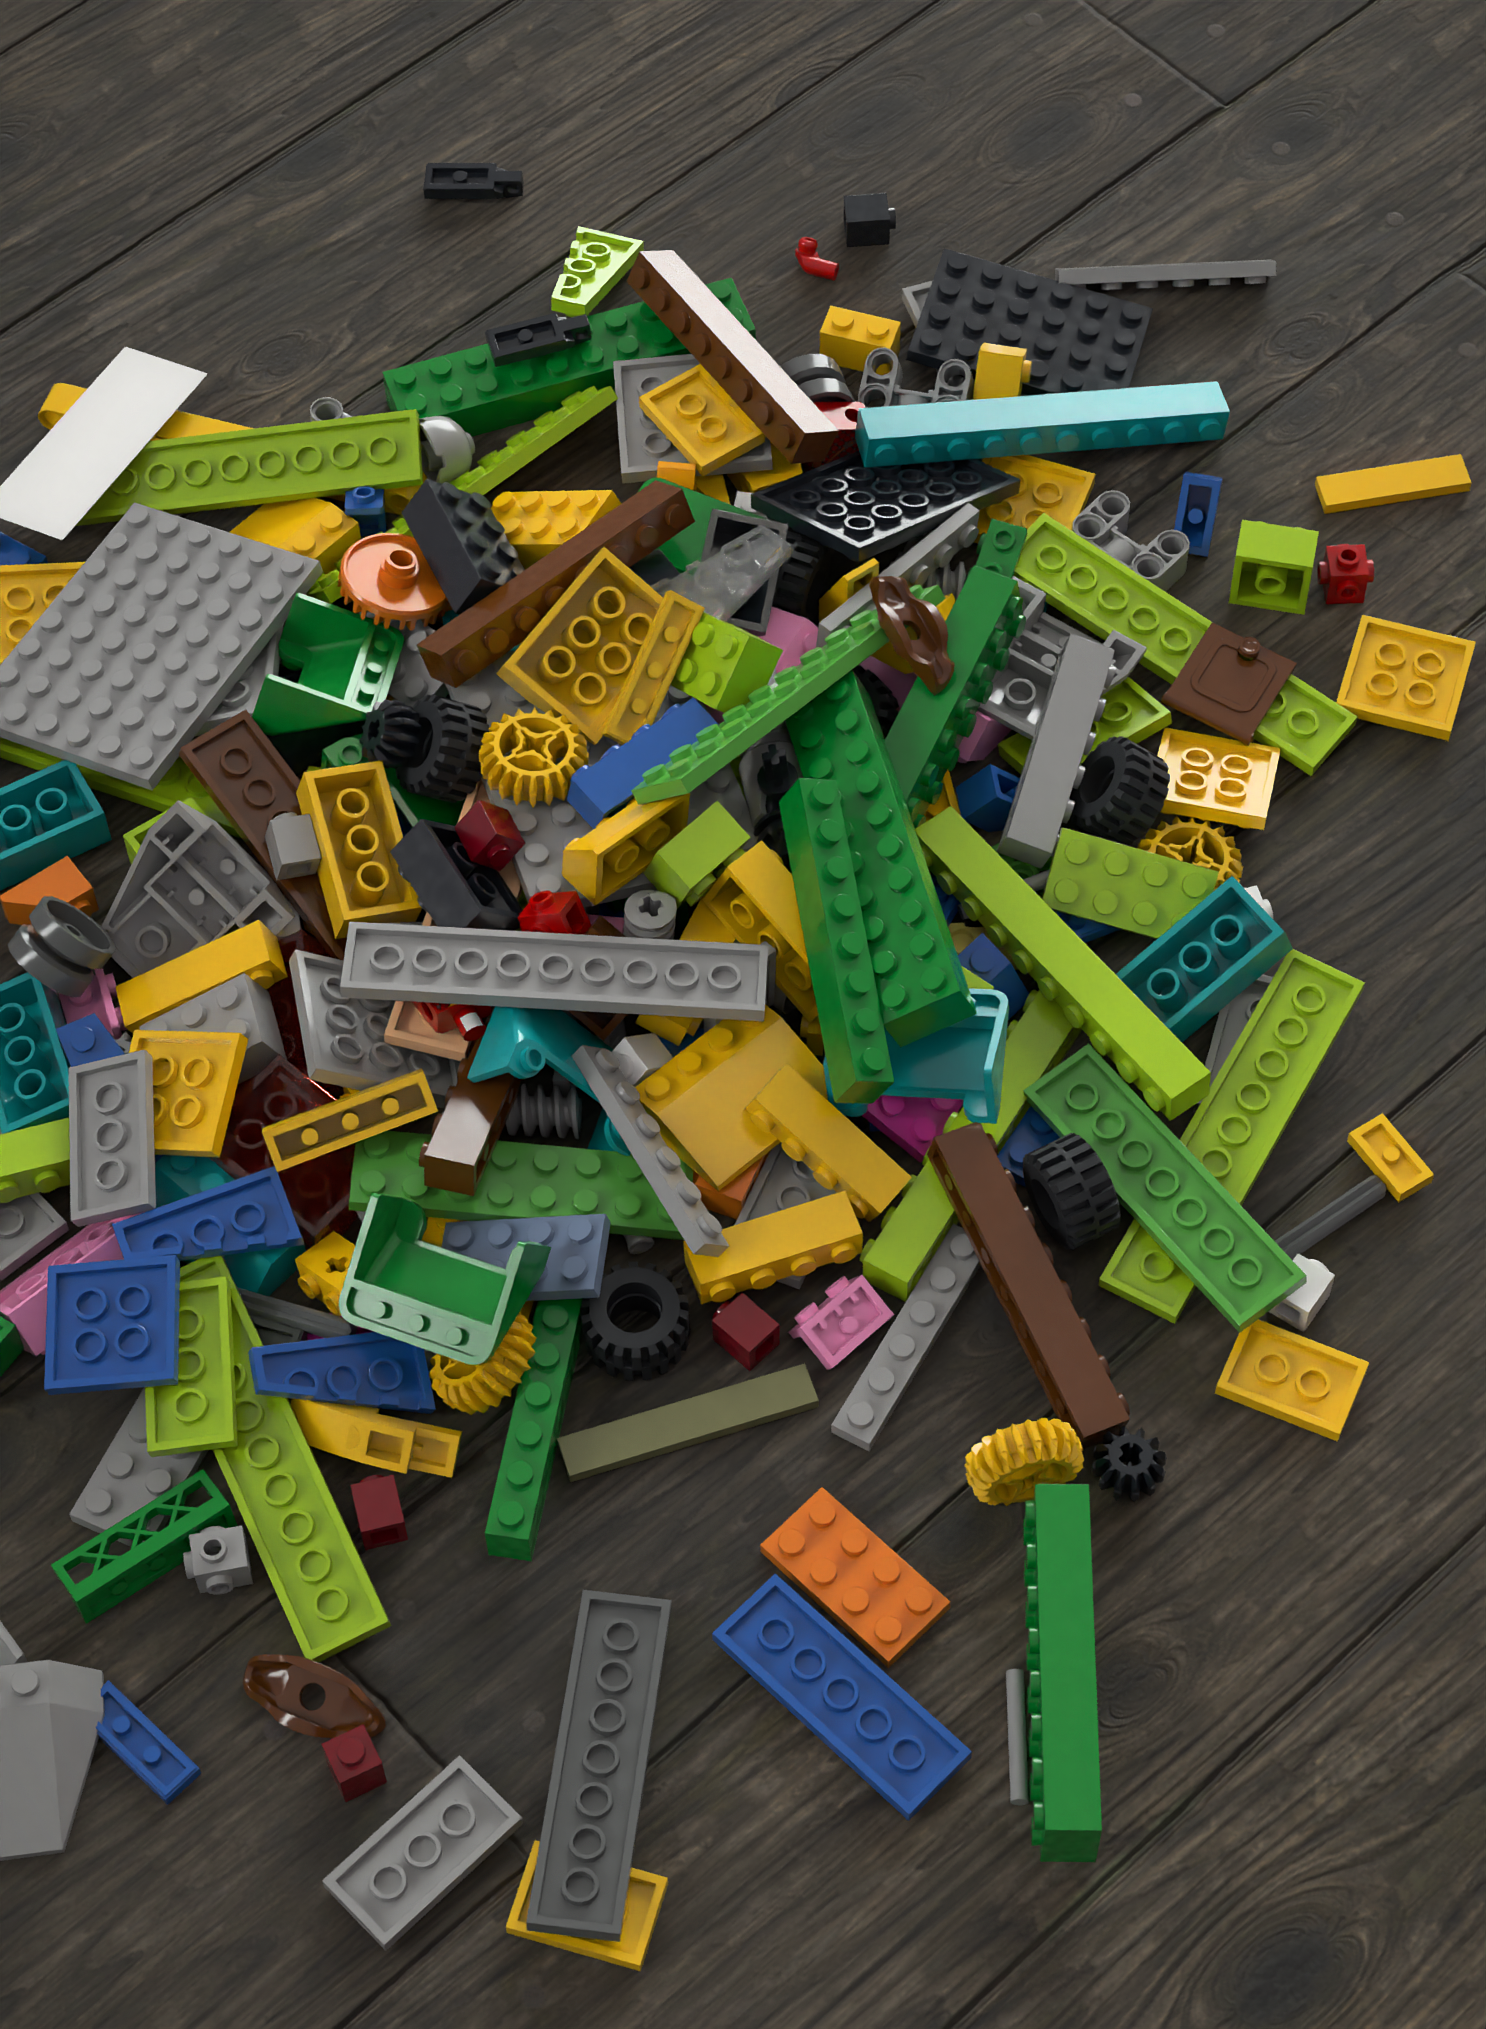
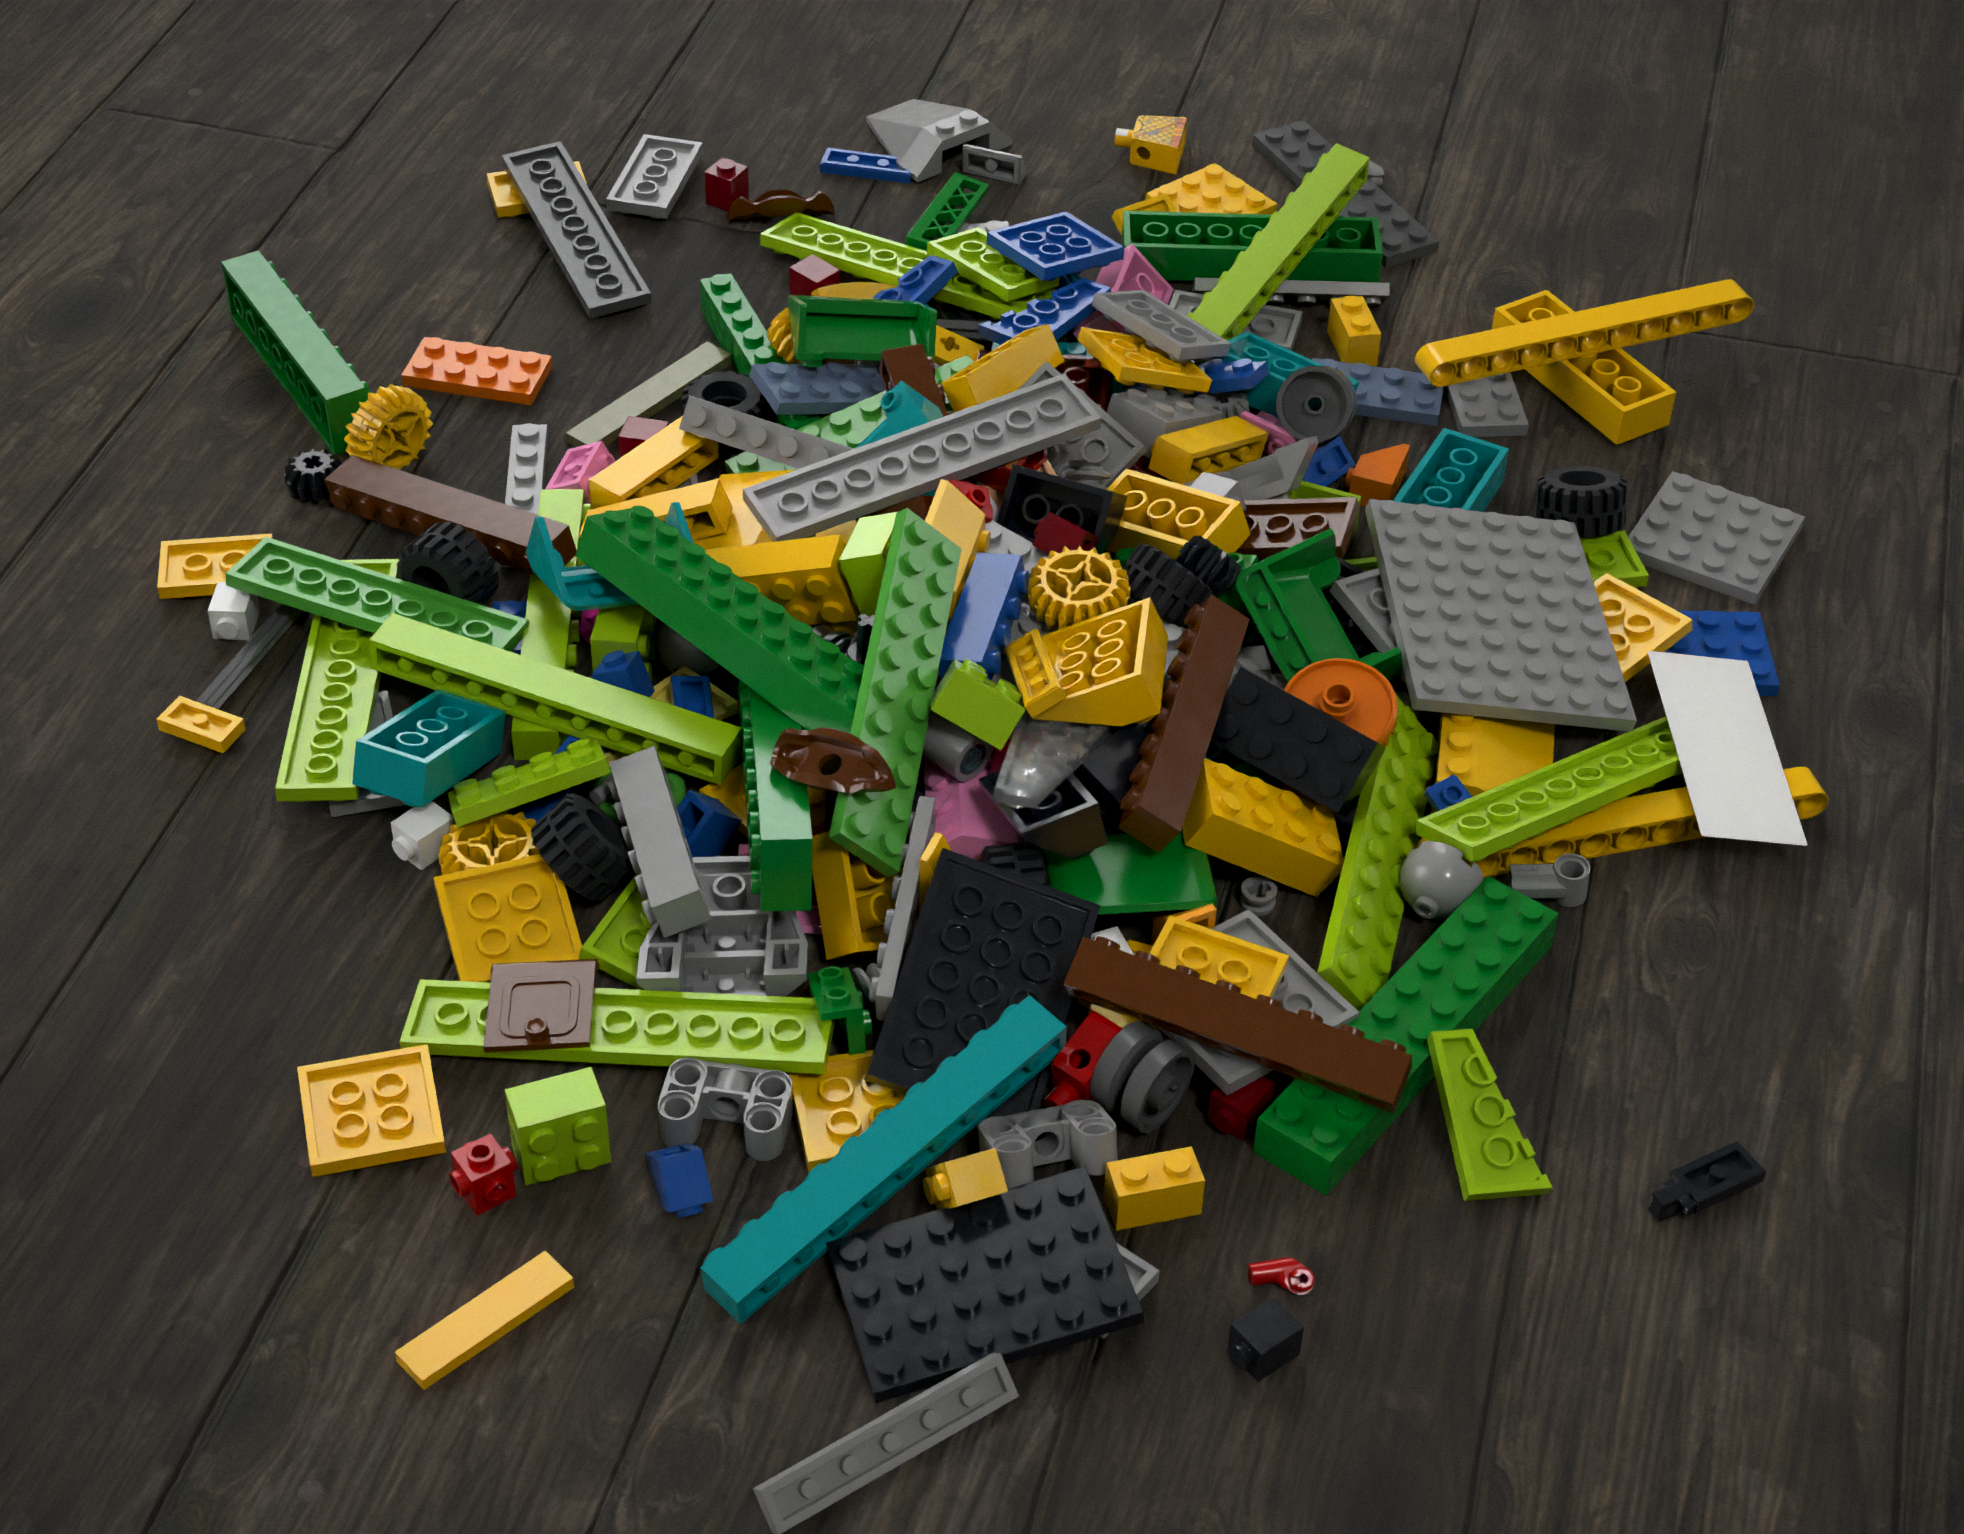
camera: 145 degrees right, 15 degrees down
(218, 1559) = (891, 221): light grey brick -> none
(536, 337) = (1443, 978): black hinge -> none
(836, 942) = (749, 555): green brick -> none
(842, 1696) = (445, 313): blue plate -> none

